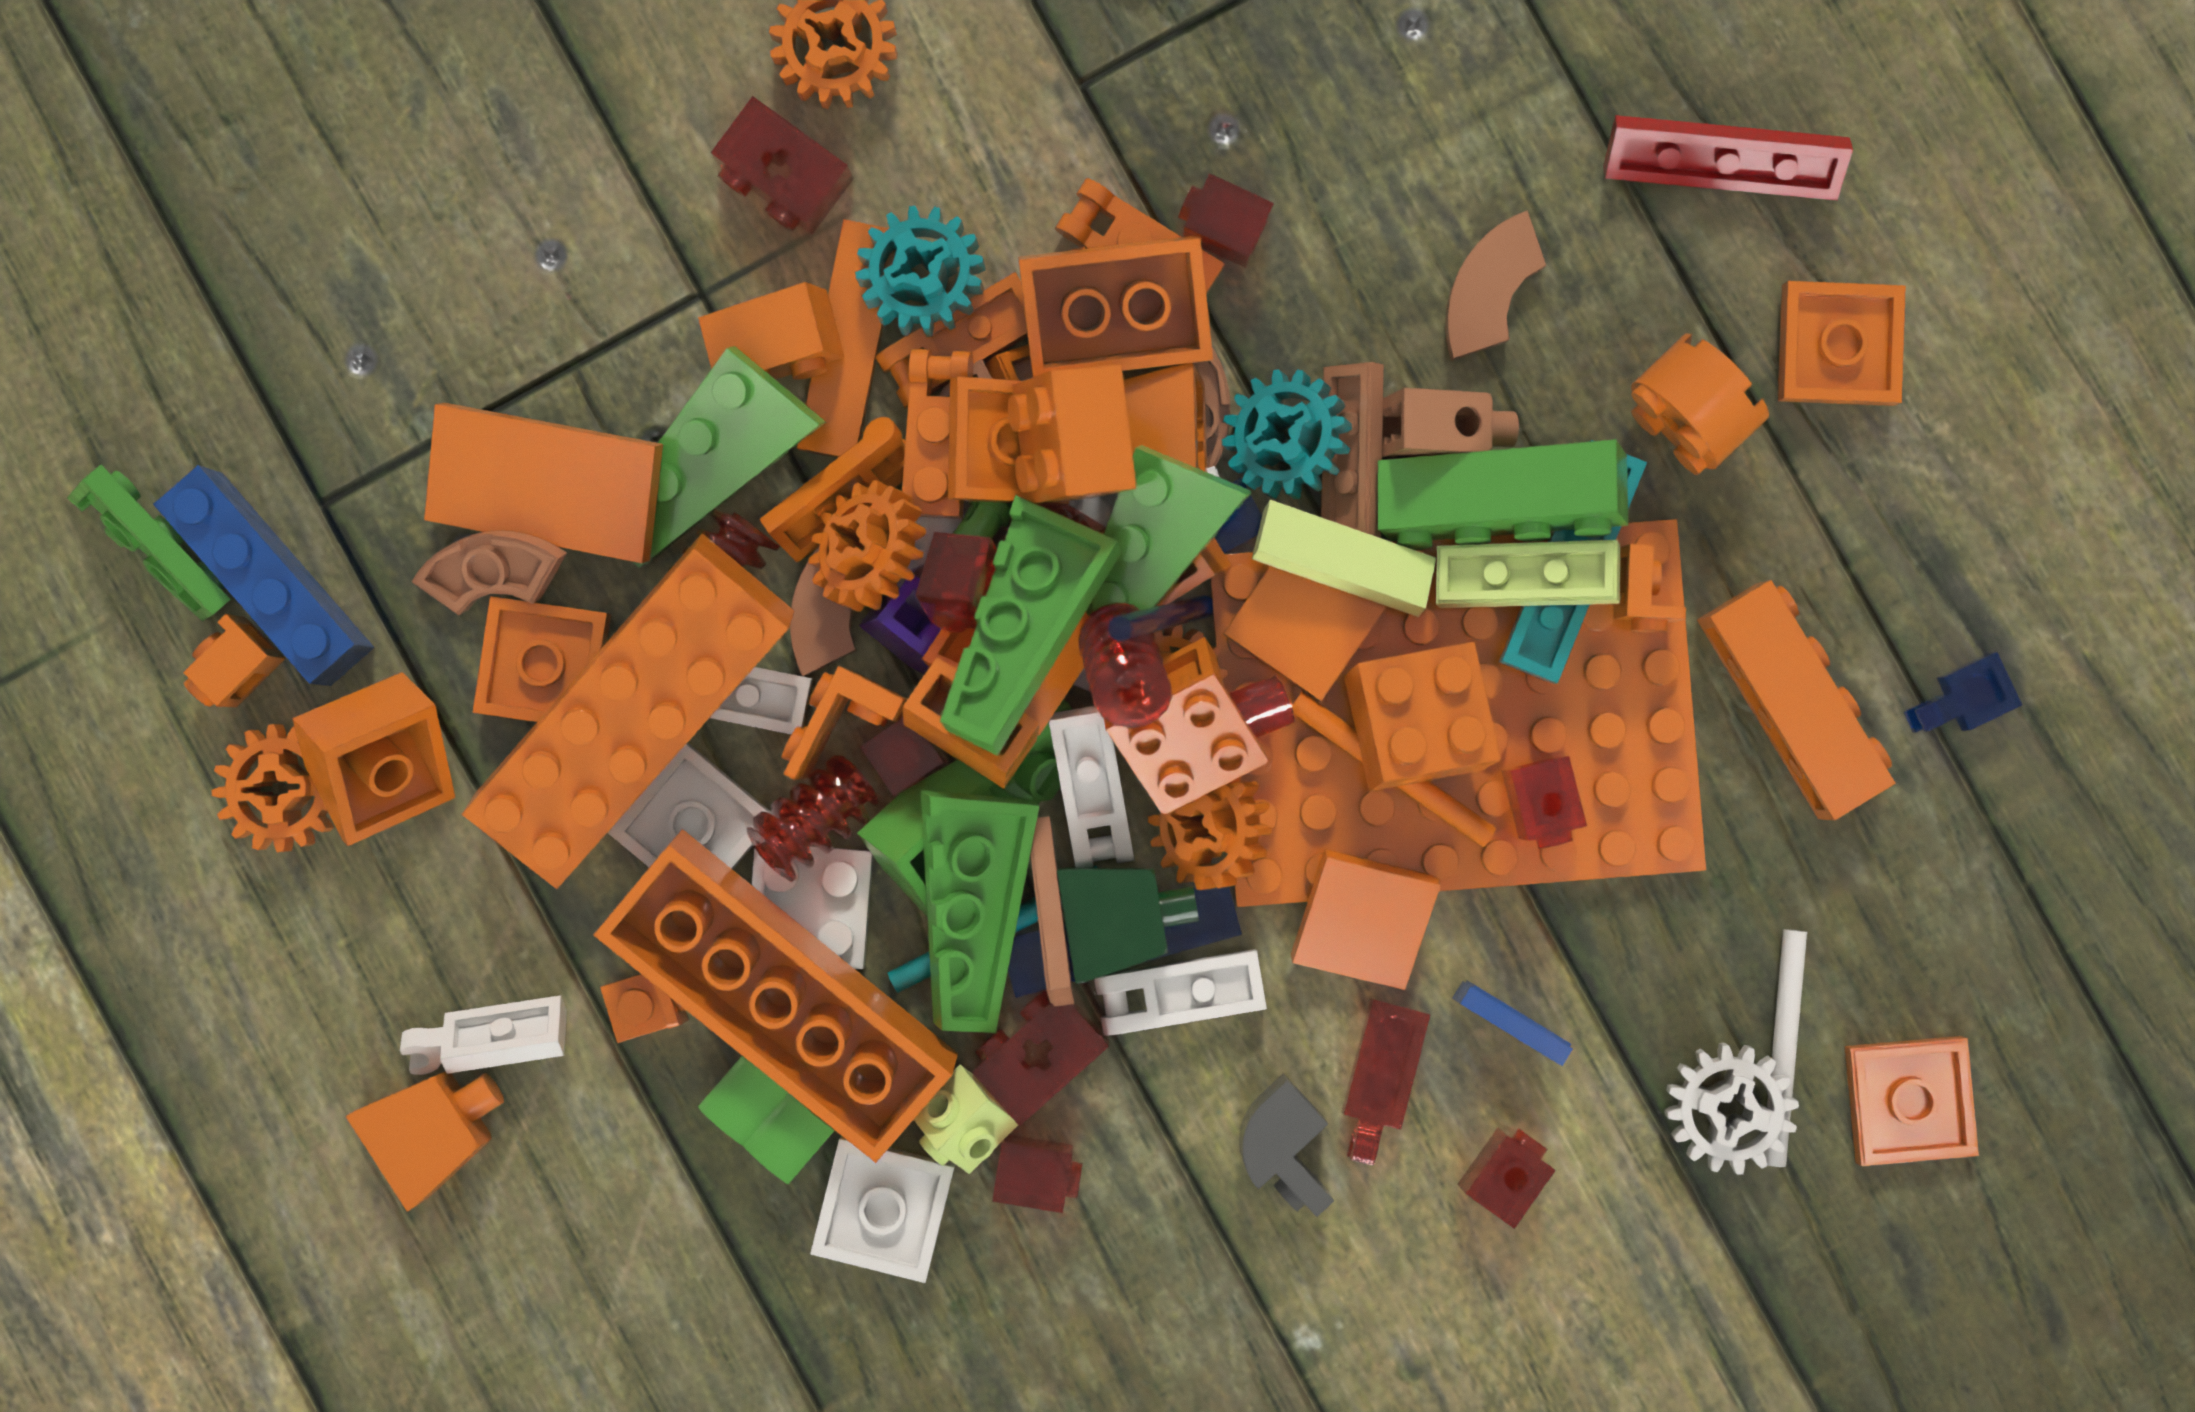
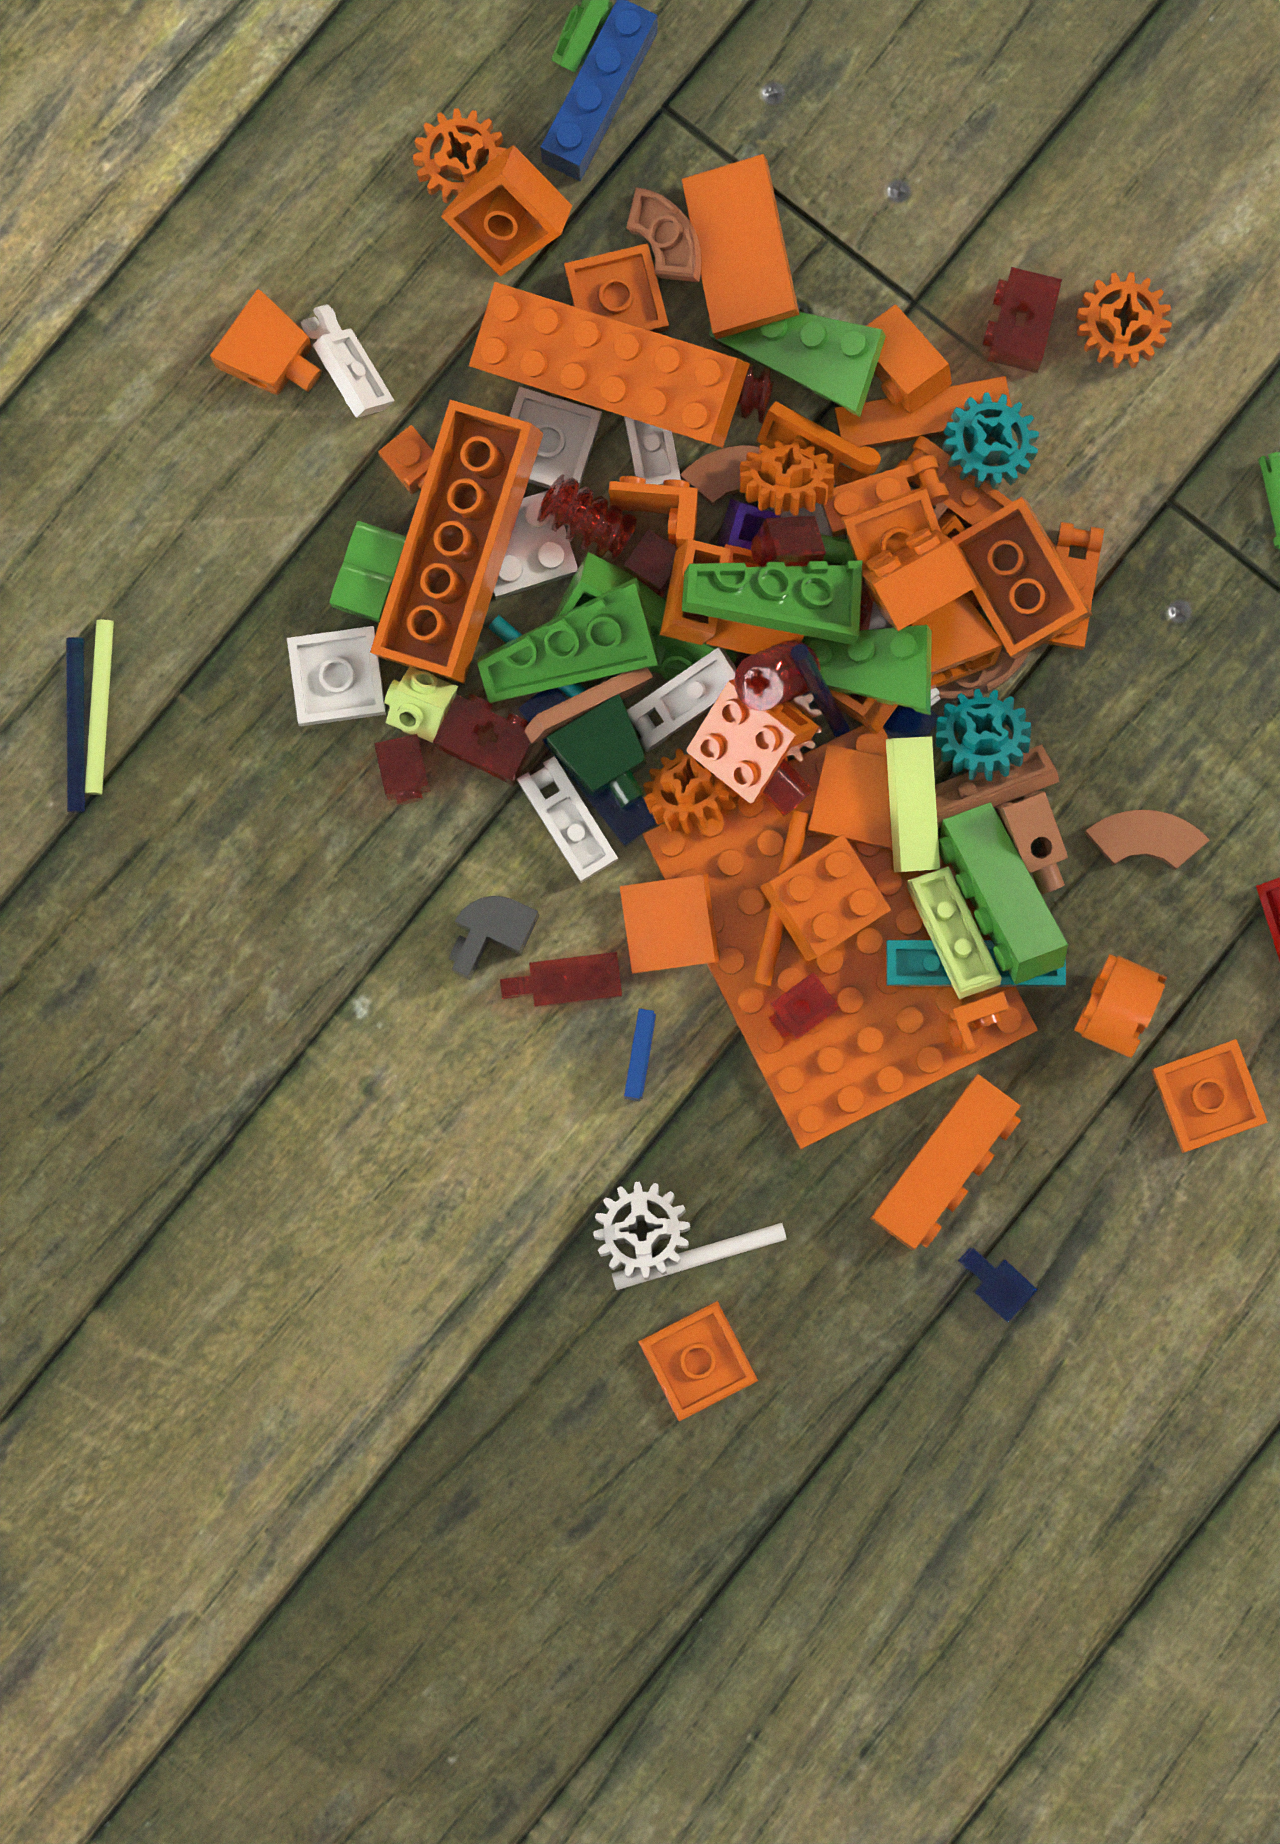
camera: 70 degrees right, 5 degrees down
(231, 663) = (530, 91): orange brick -> none
(1225, 218) = (1114, 634): clear red brick -> none
(1508, 1175) = (532, 1094): clear red brick -> none

